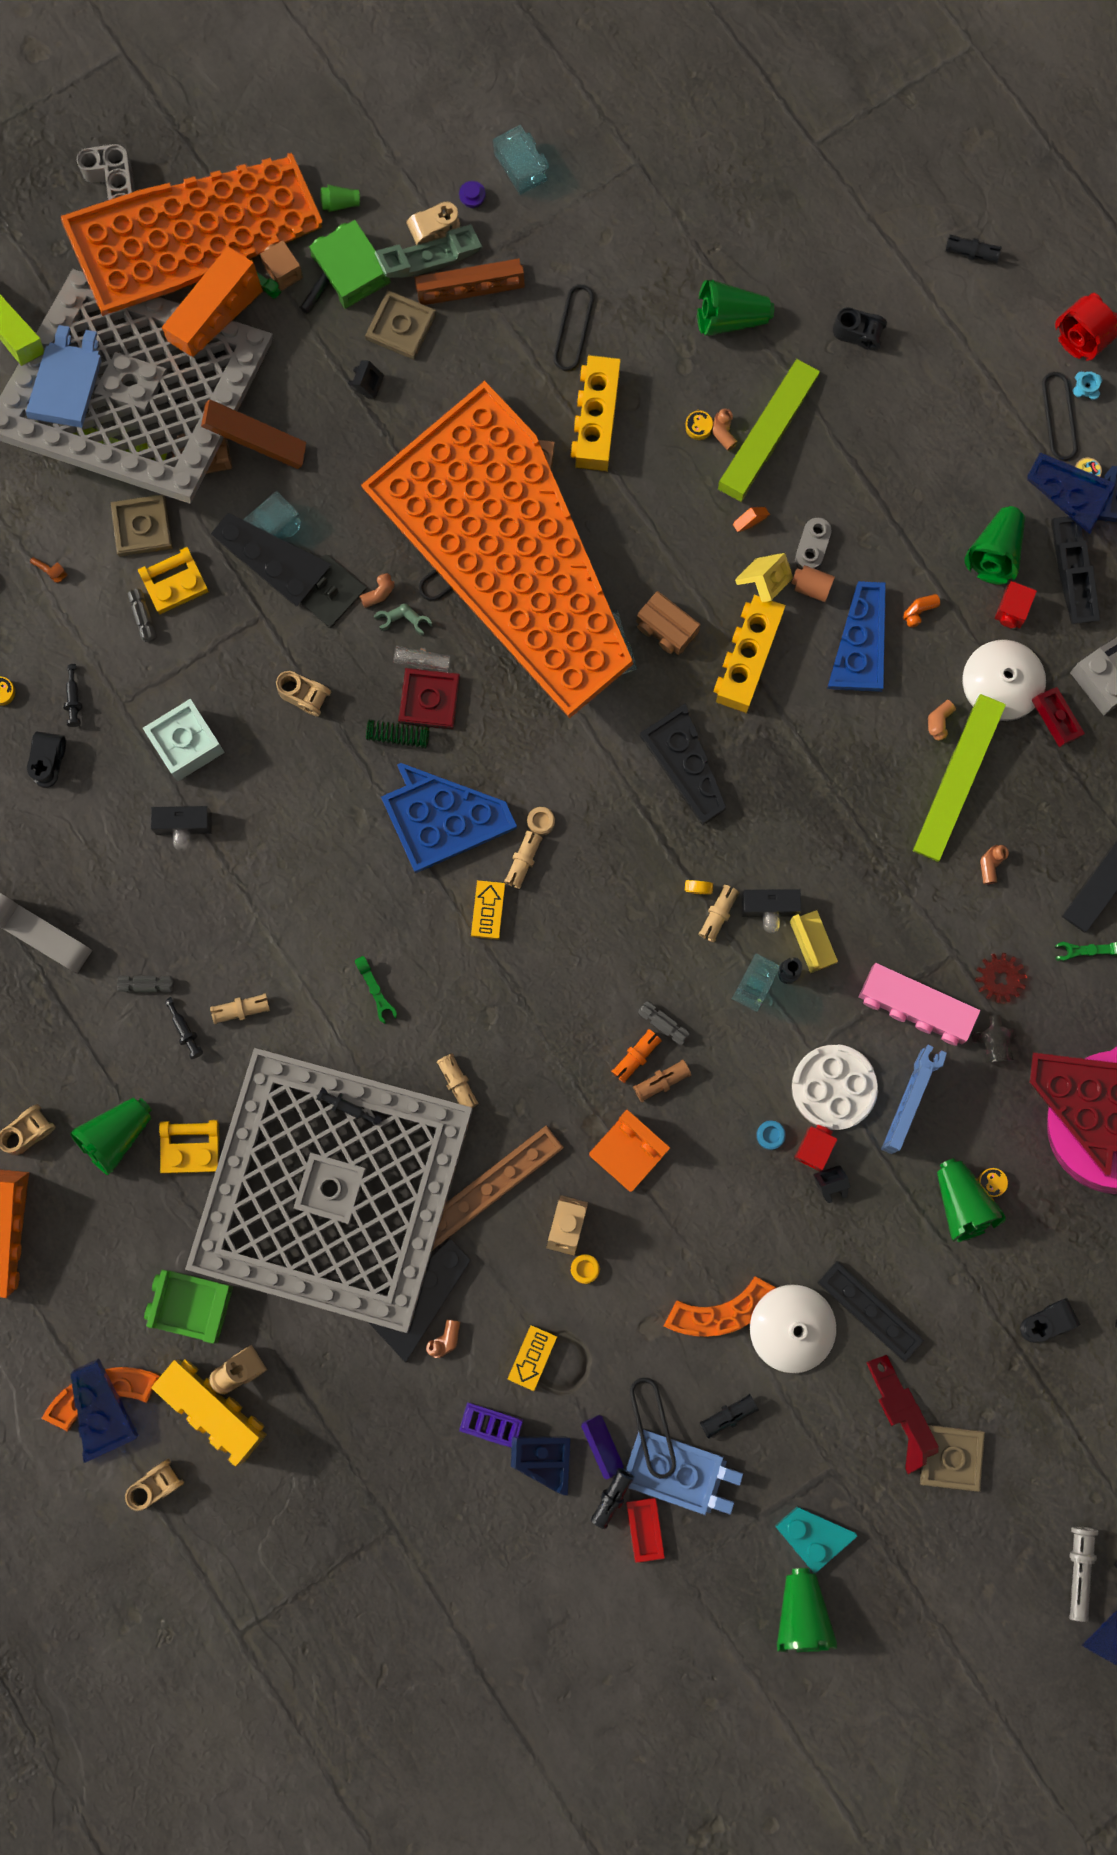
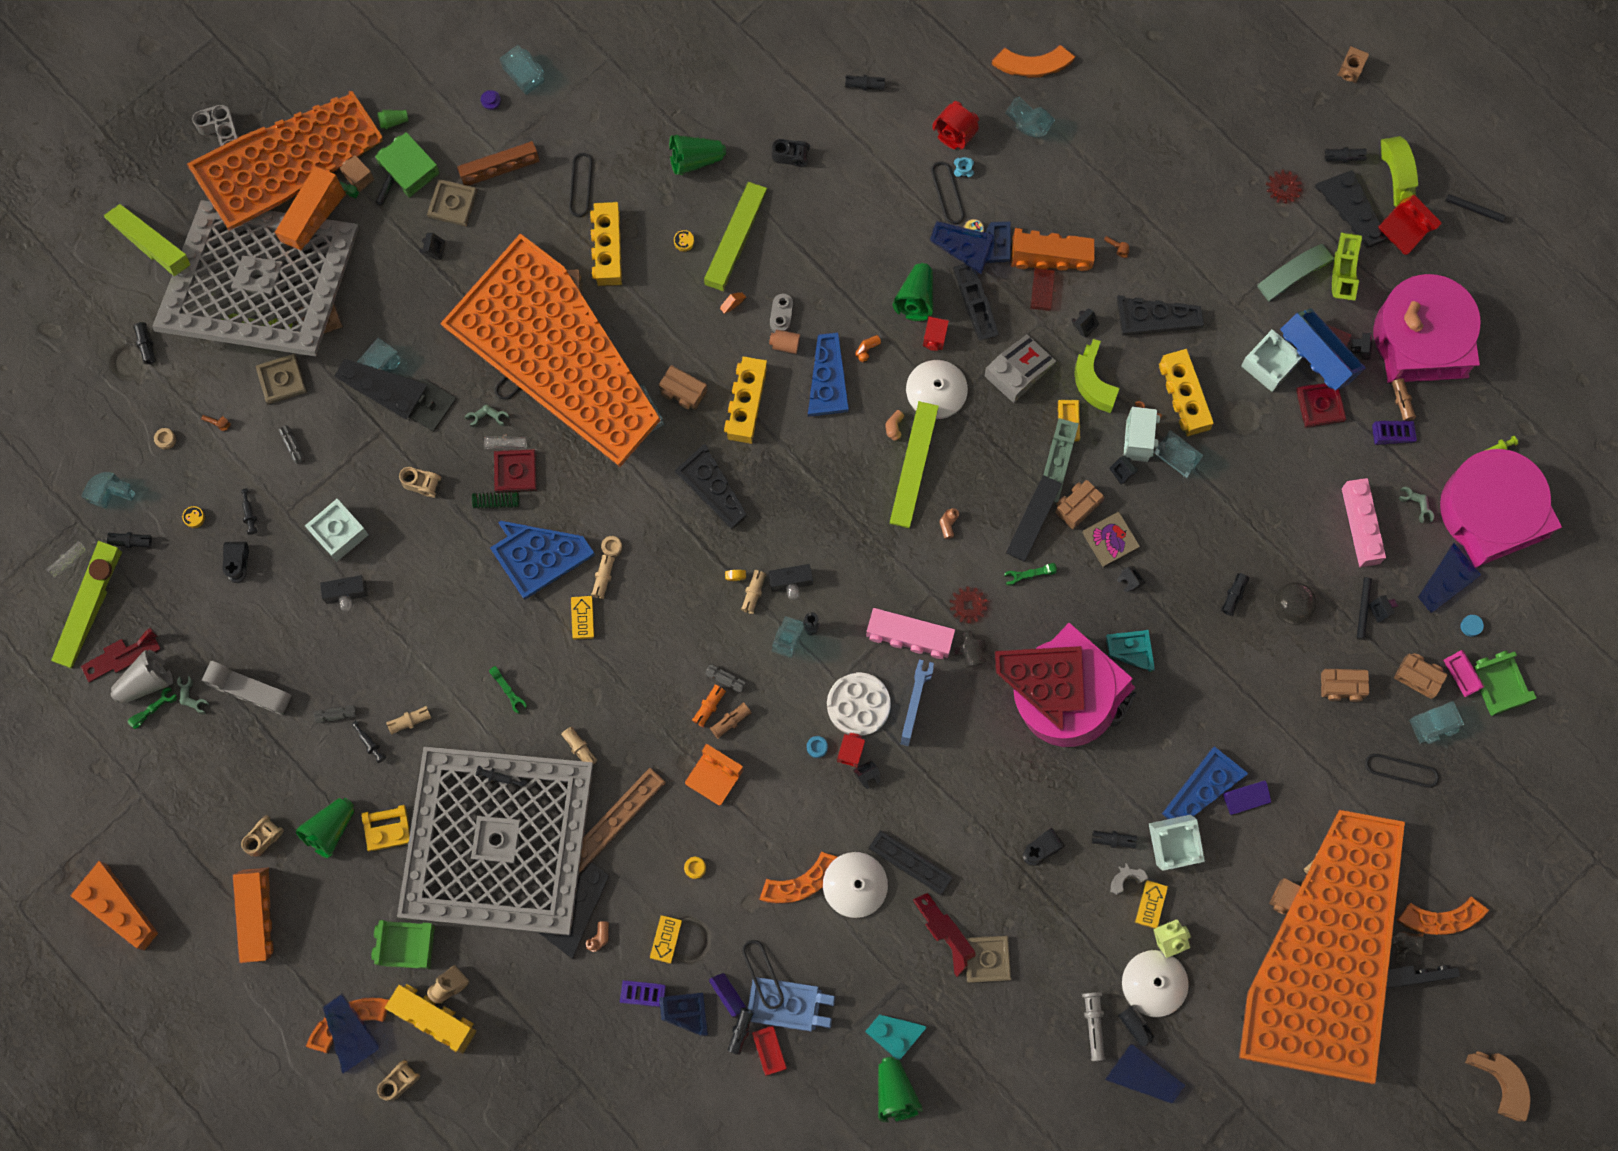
camera: 10 degrees left, 5 degrees down
(65, 380) = (209, 281): medium blue tile -> none
(177, 588) = (314, 421): yellow plate -> none
(253, 434) = (355, 299): dark orange tile -> none
(380, 594) = (467, 400): nougat arm -> none
(429, 256) = (466, 149): sand green slope -> none
(432, 223) = (464, 127): tan piece -> none
(567, 1225) = (676, 838): tan torso -> none
(721, 429) = (700, 240): nougat arm -> none
(729, 1416) = (818, 956): black pin -> none
(769, 574) = (751, 340): light yellow panel -> none
(813, 941) = (826, 600): light yellow panel -> none
(966, 1202) = (967, 771): green cone -> none
(993, 1181) = (985, 754): yellow tile -> none
(1058, 716) = (979, 409): dark red plate -> none

